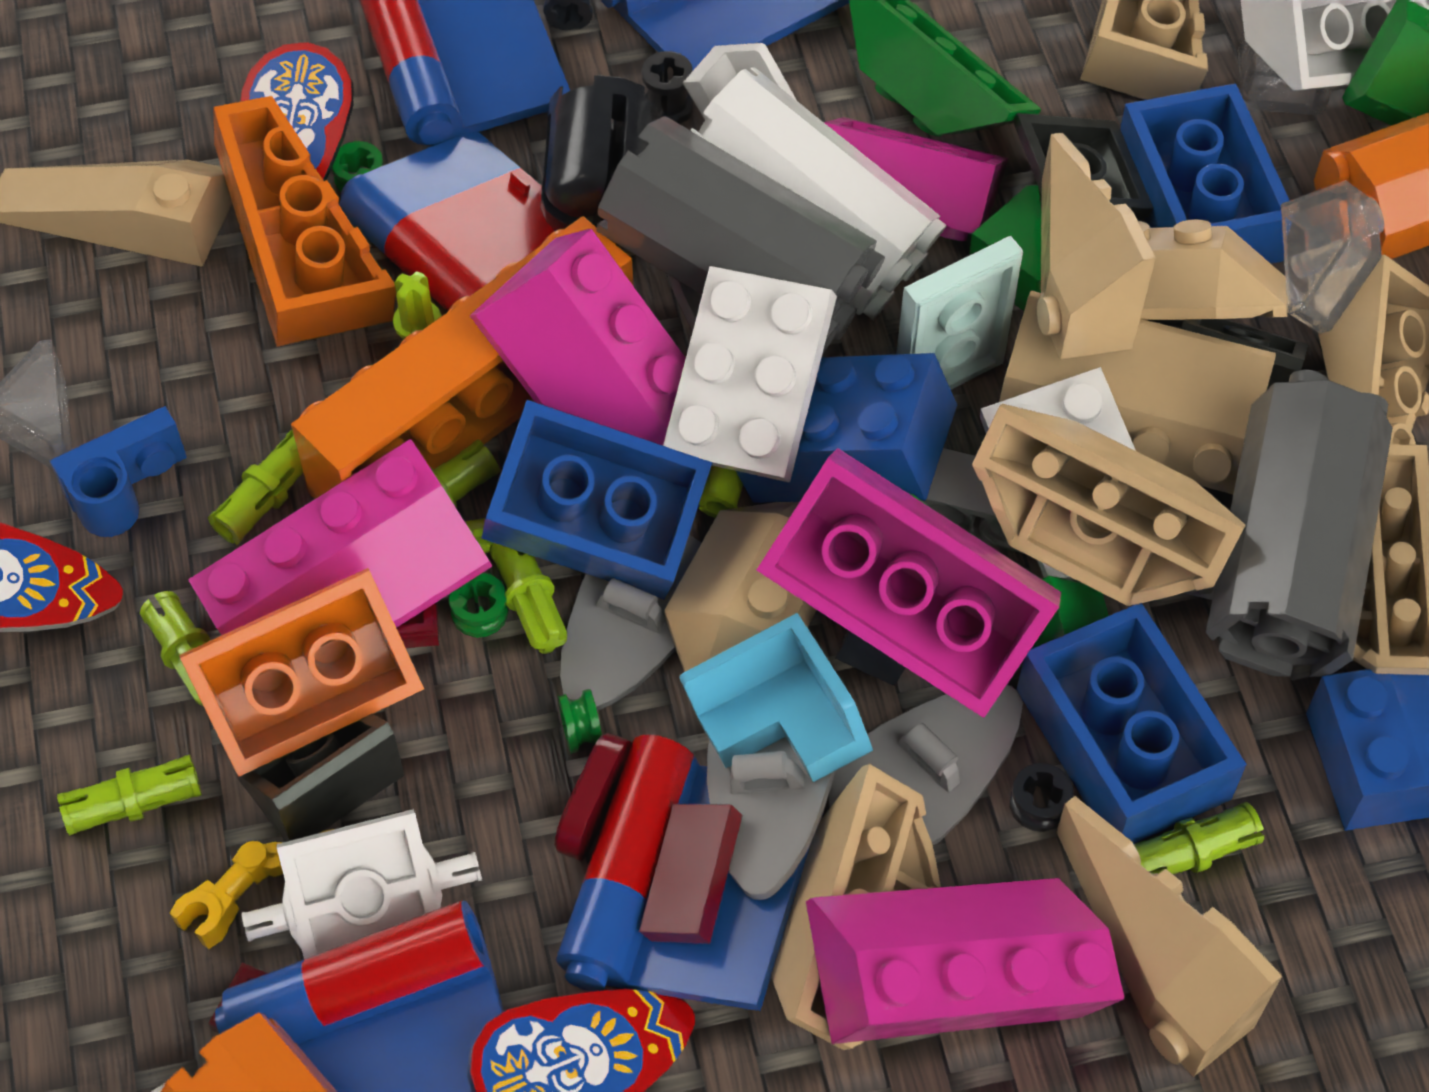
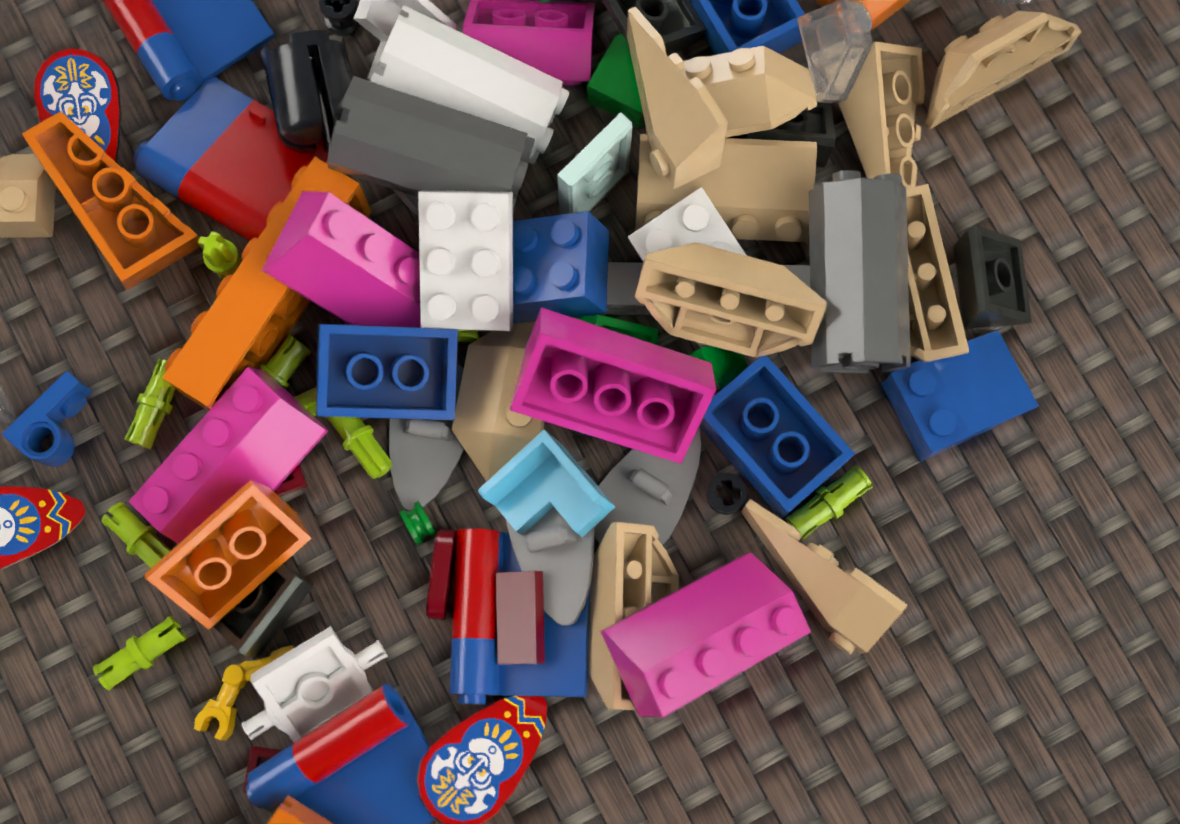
camera: 15 degrees left, 20 degrees up
(351, 158) = (130, 123): green bush -> none
(481, 623) = (333, 466): green bush -> none

